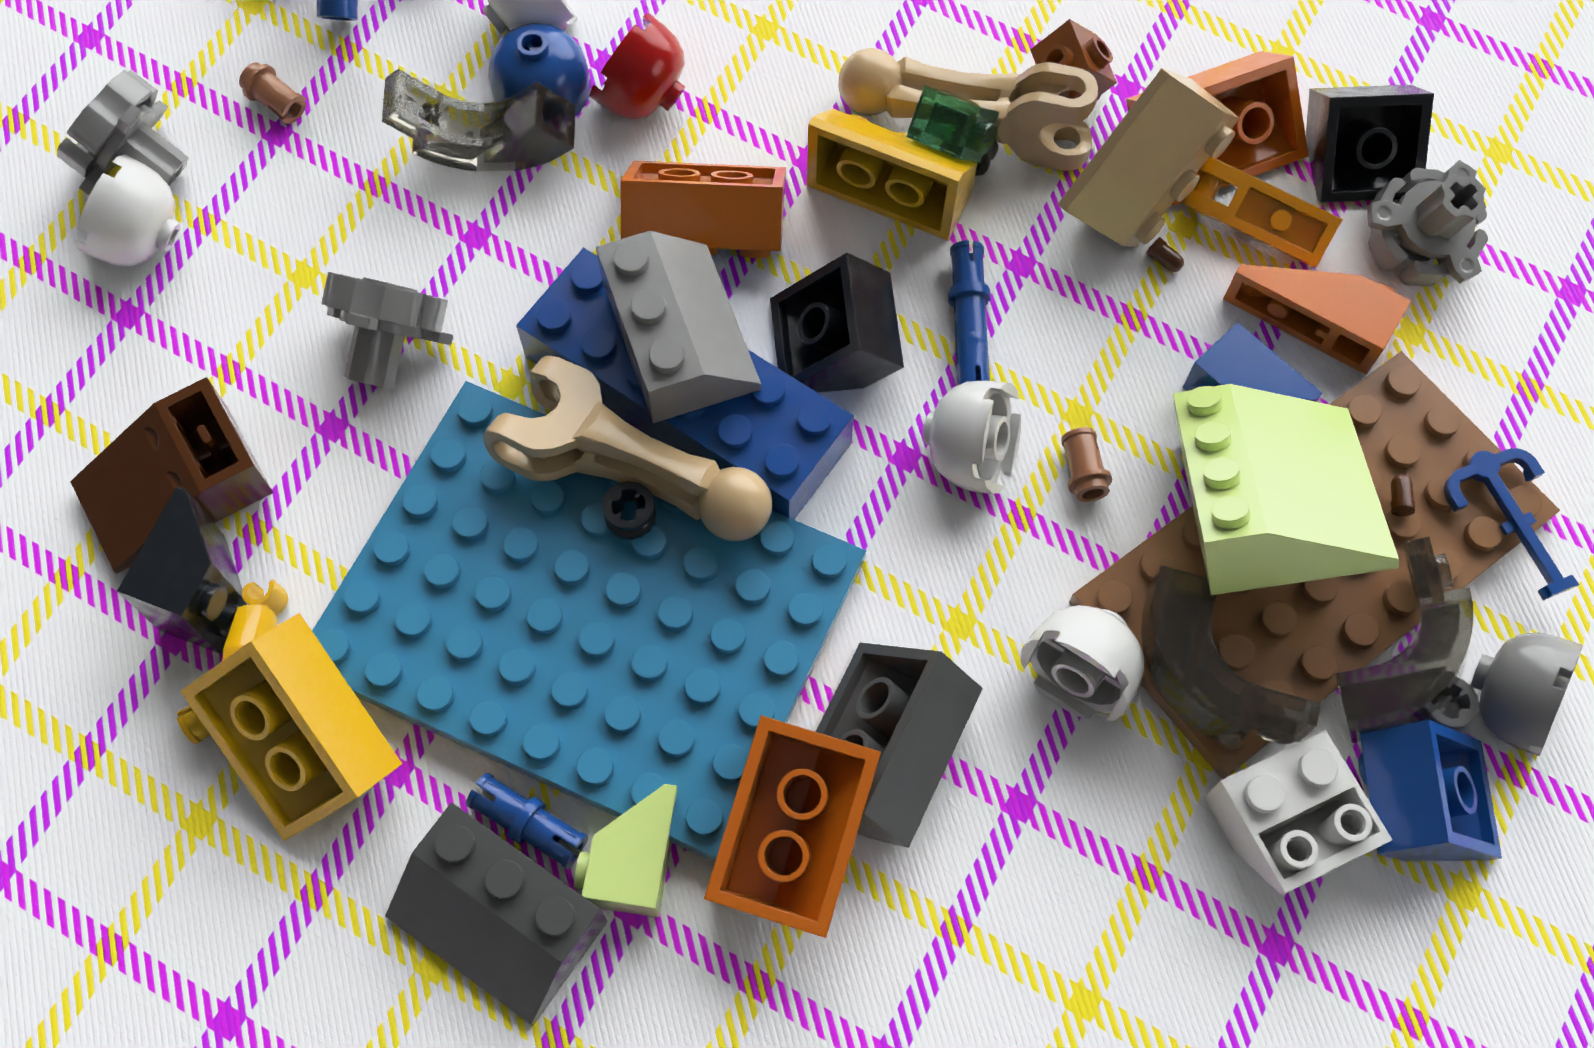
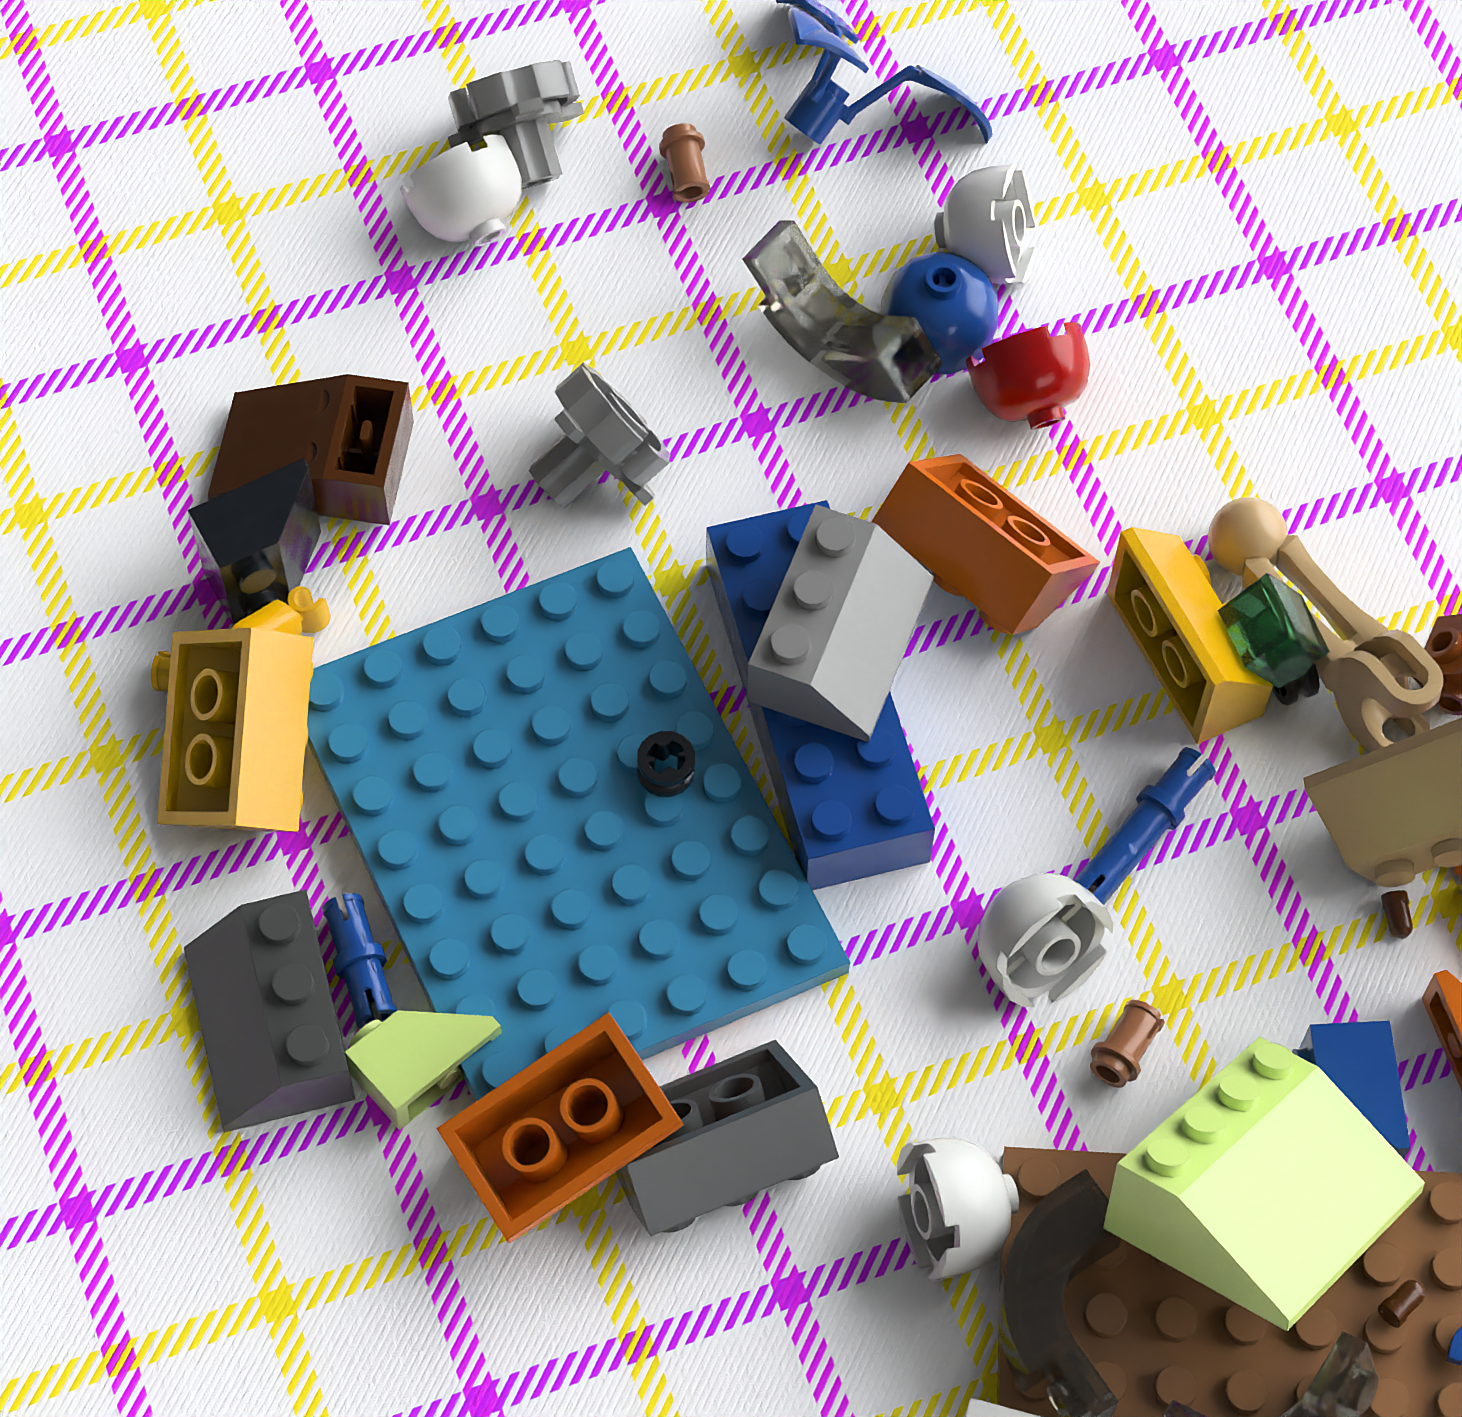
camera: 40 degrees right, 5 degrees down
(594, 441) = (681, 673): tan piece -> none
(838, 326) = (1005, 745): black slope -> none

